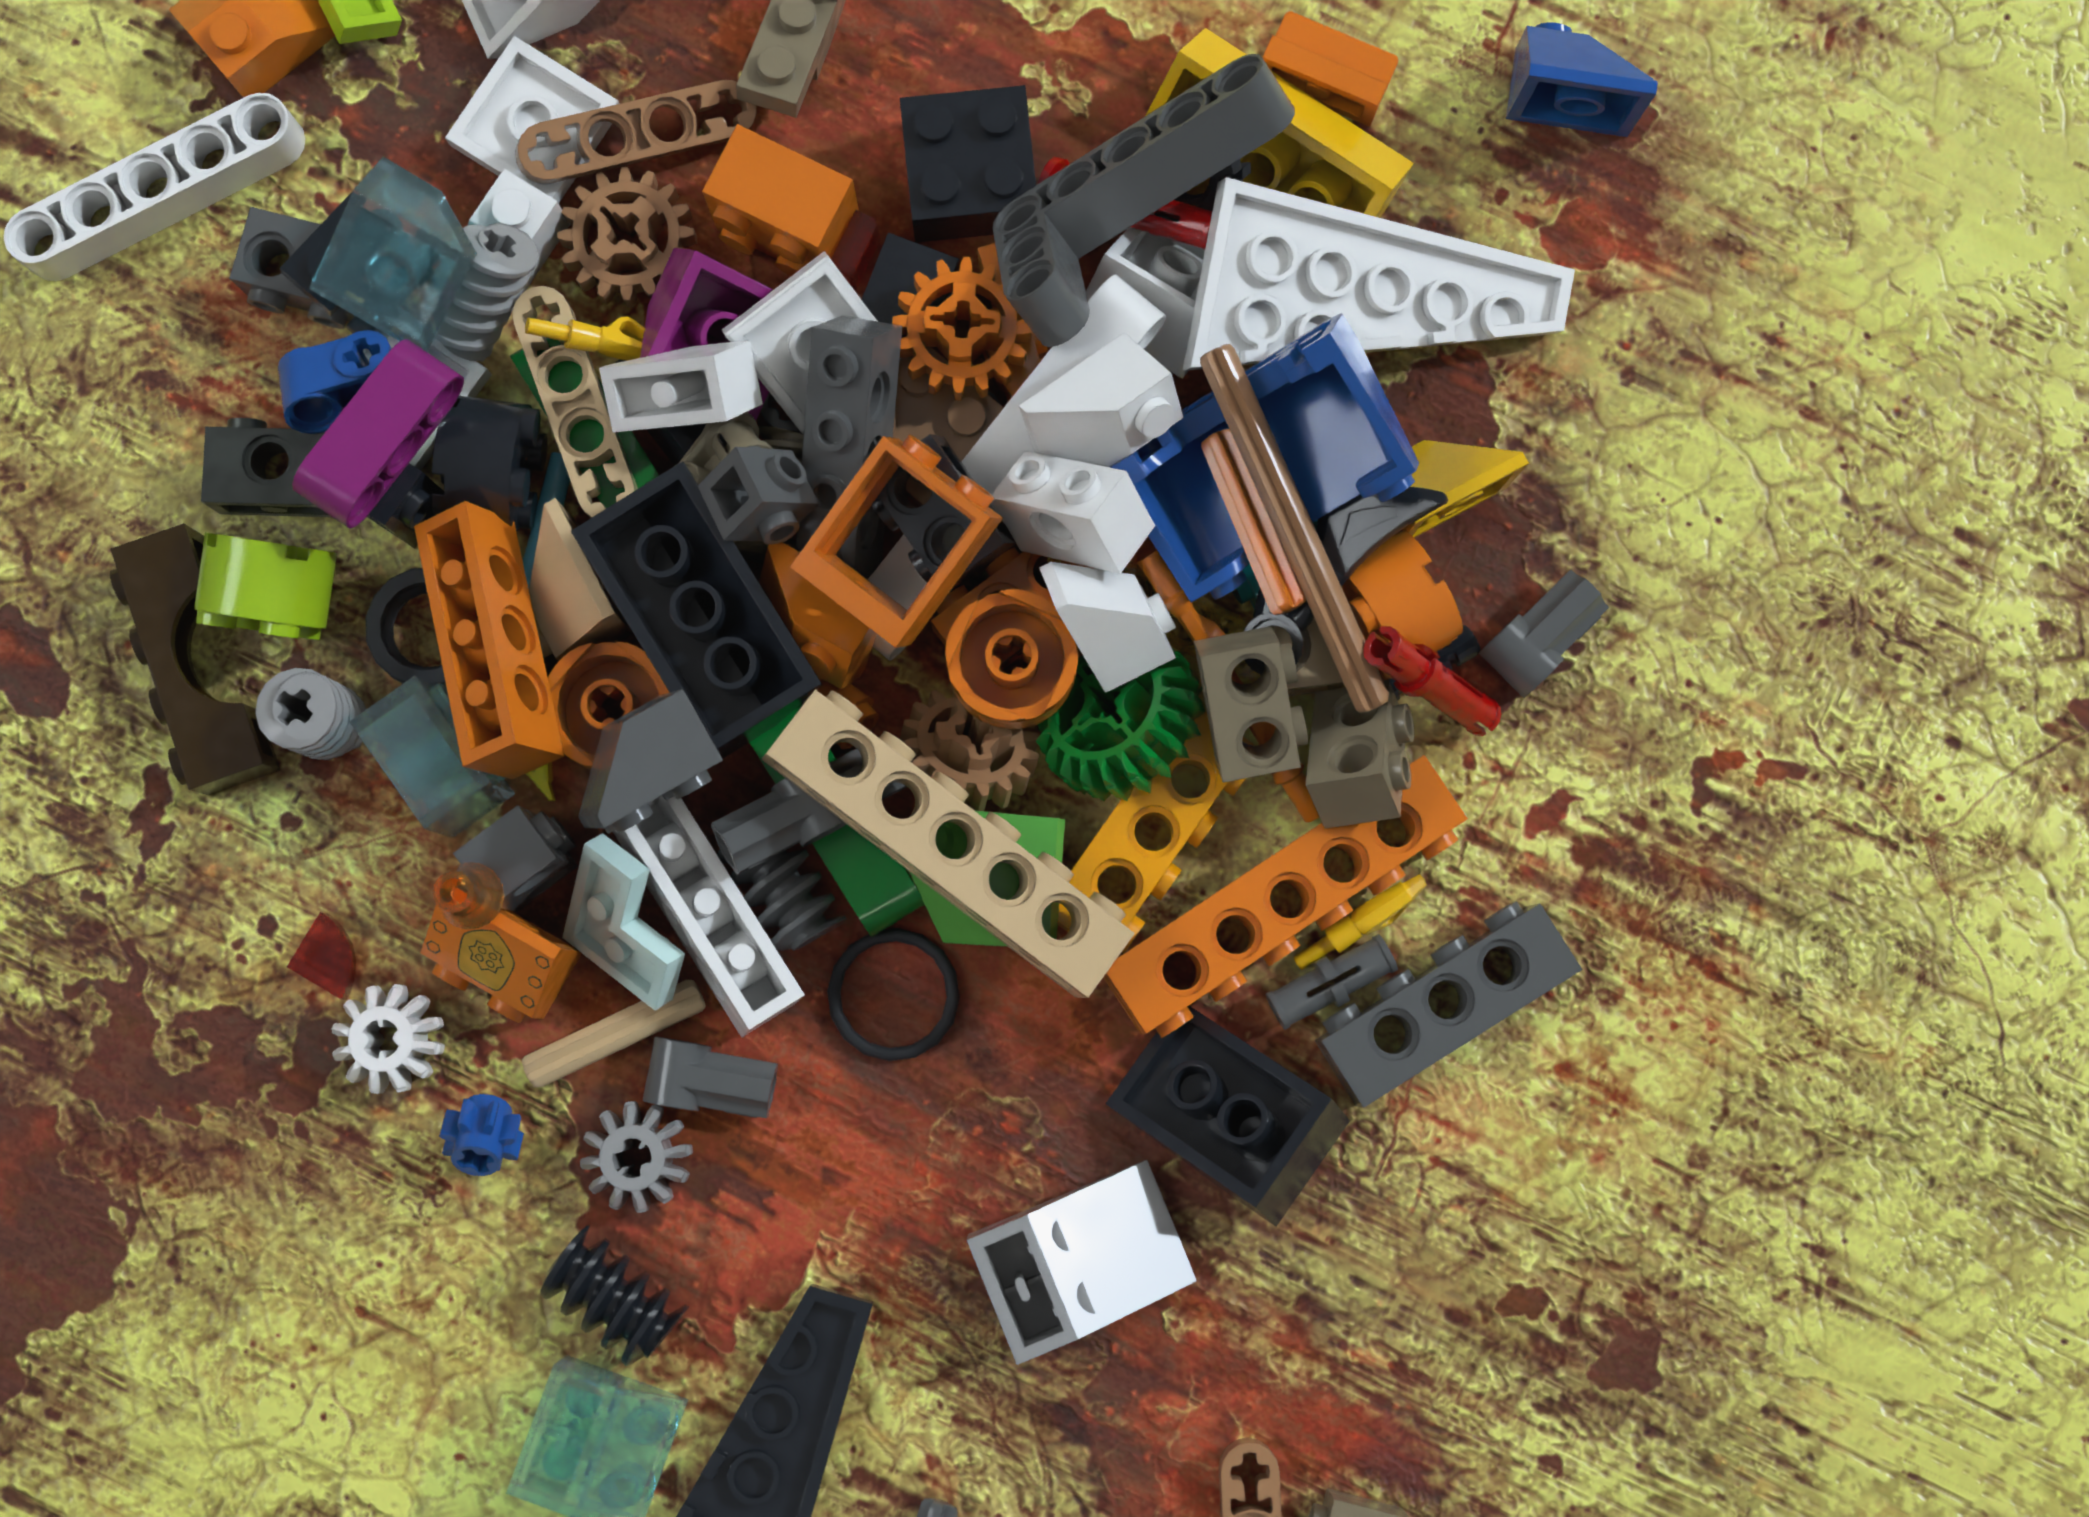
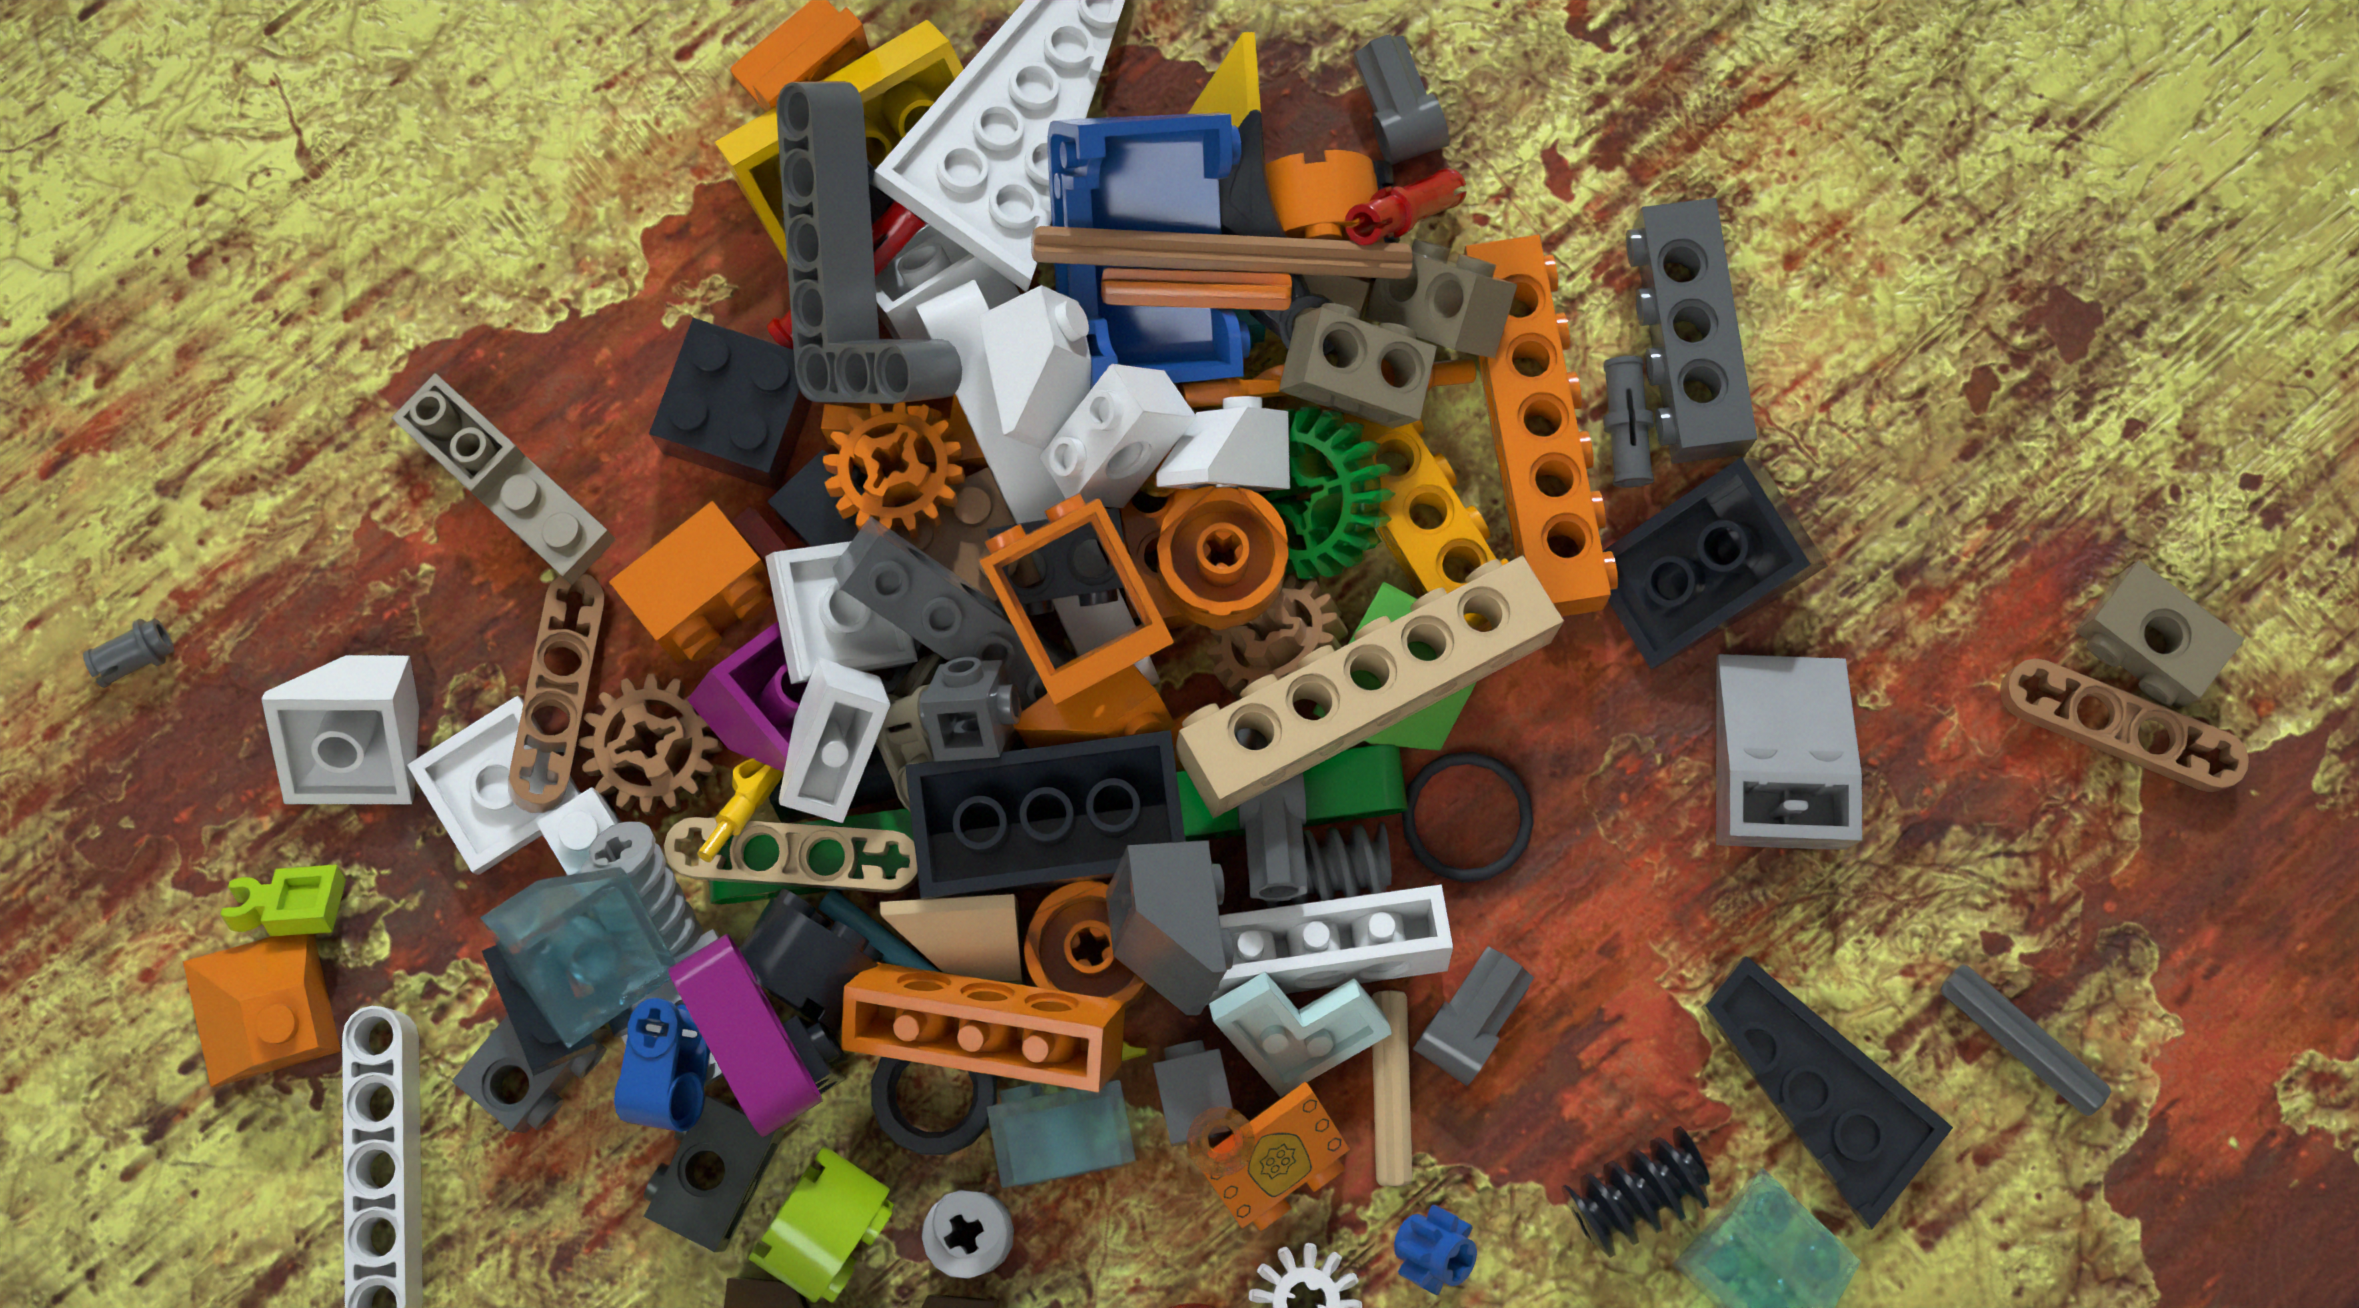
camera: 60 degrees left, 5 degrees down
(621, 1140) = (1536, 1103): light grey gear -> none
(1367, 918) = (1586, 364): yellow hand -> none

